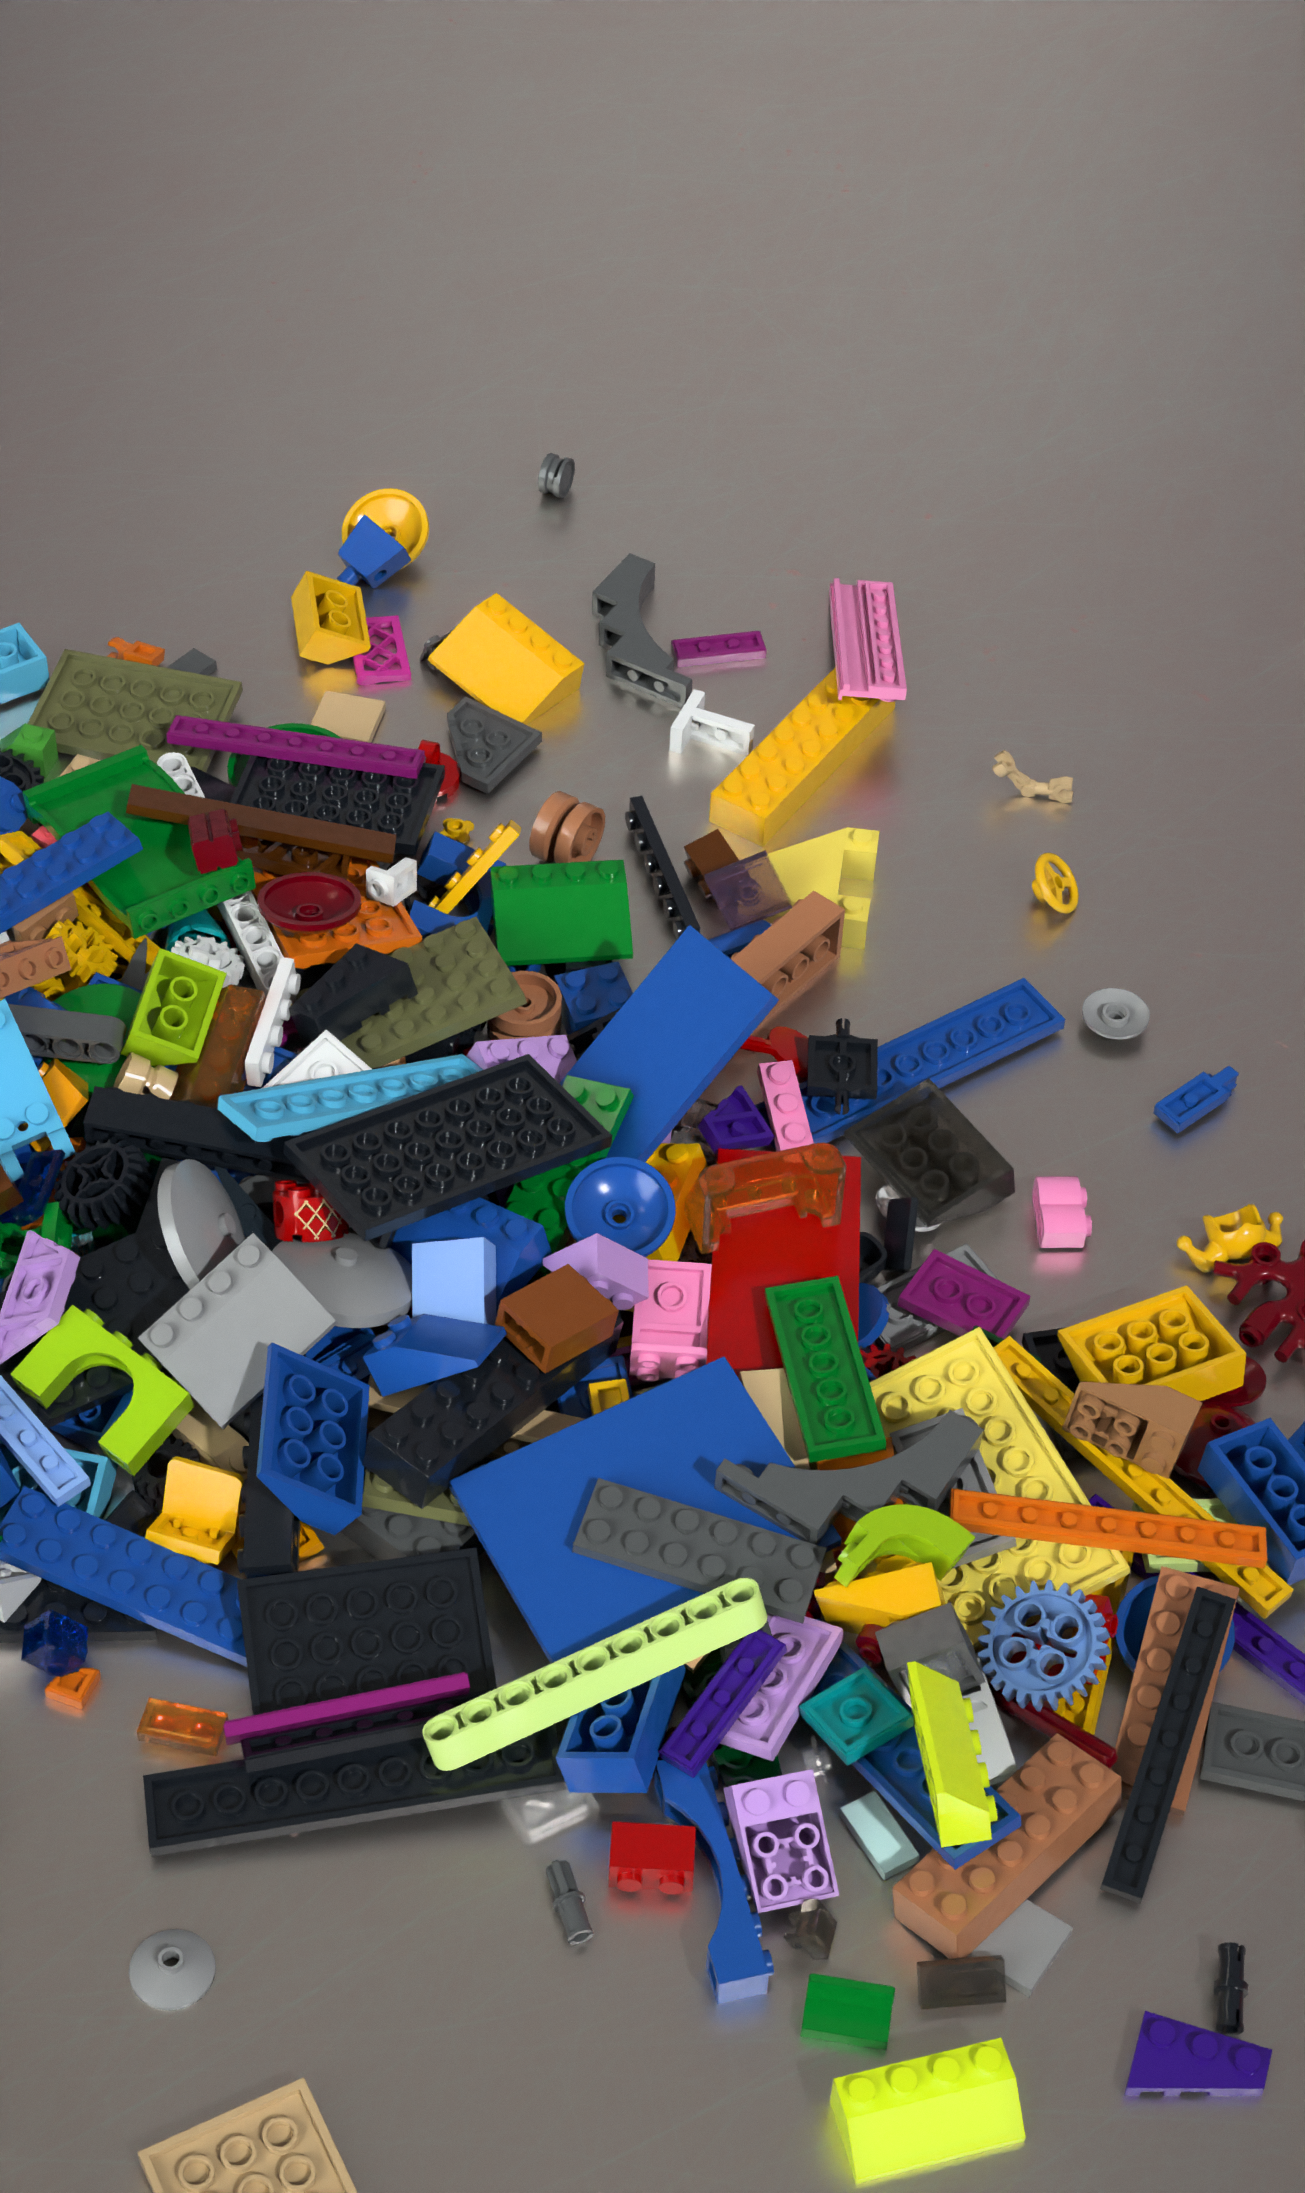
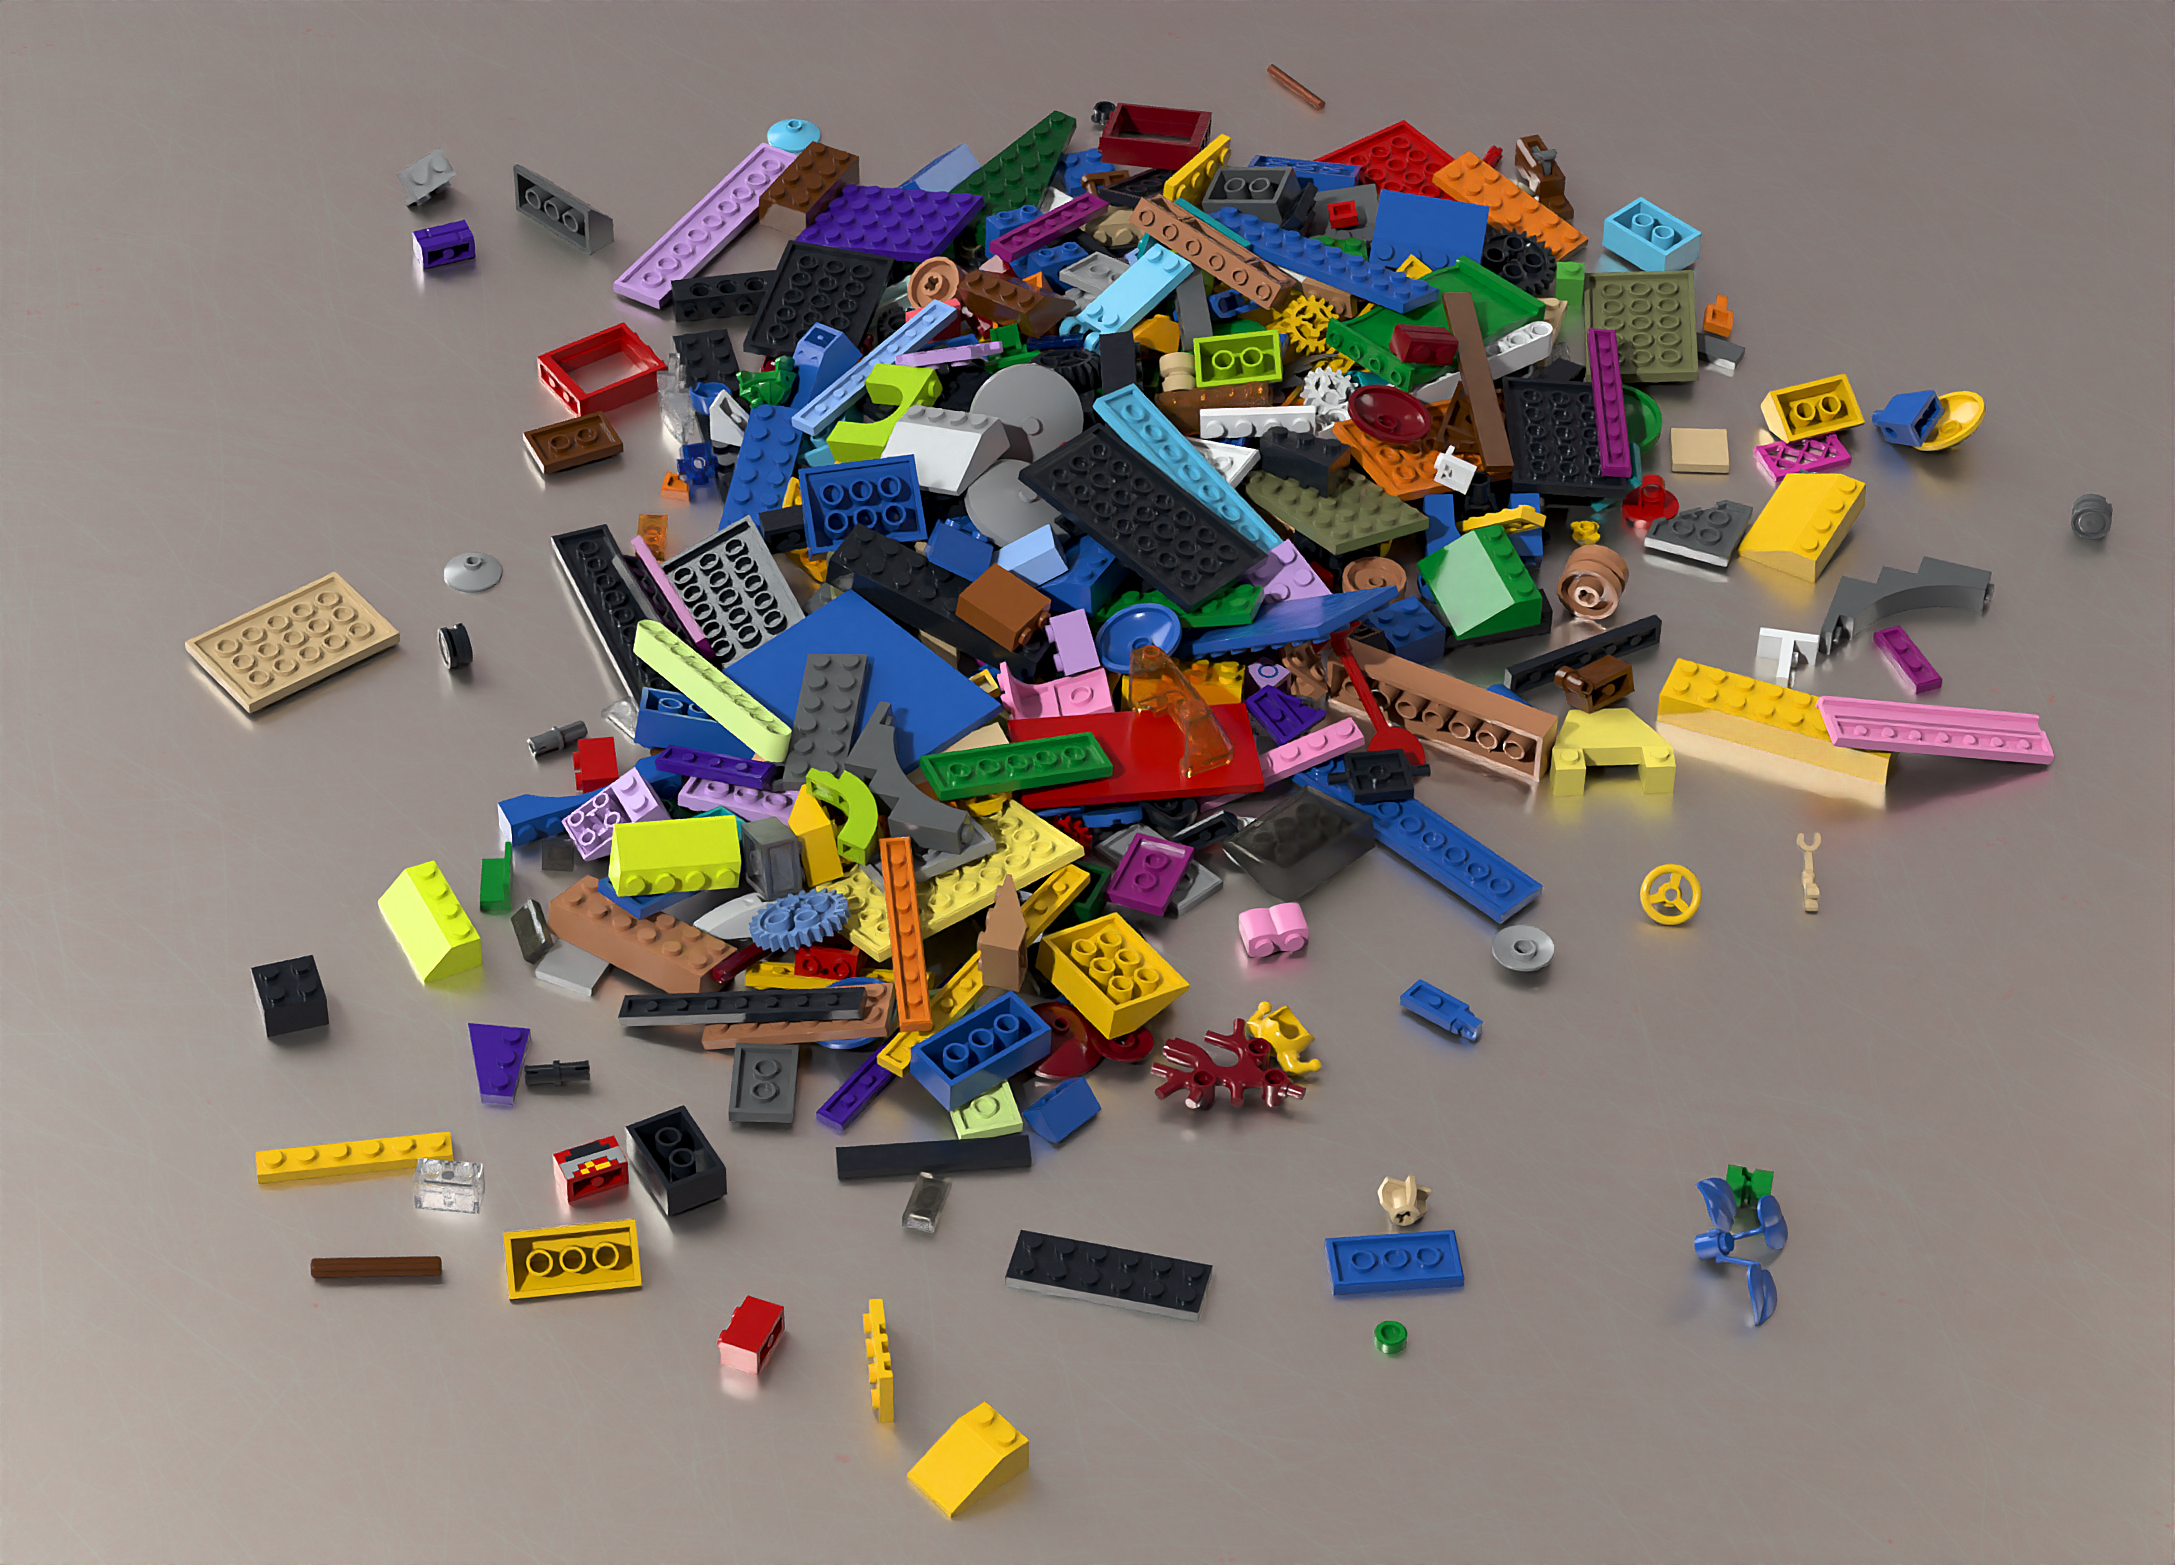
camera: 80 degrees right, 5 degrees down
(357, 2003) = (455, 645): none -> black wheel
(748, 890) = (1559, 690): clear purple plate -> none

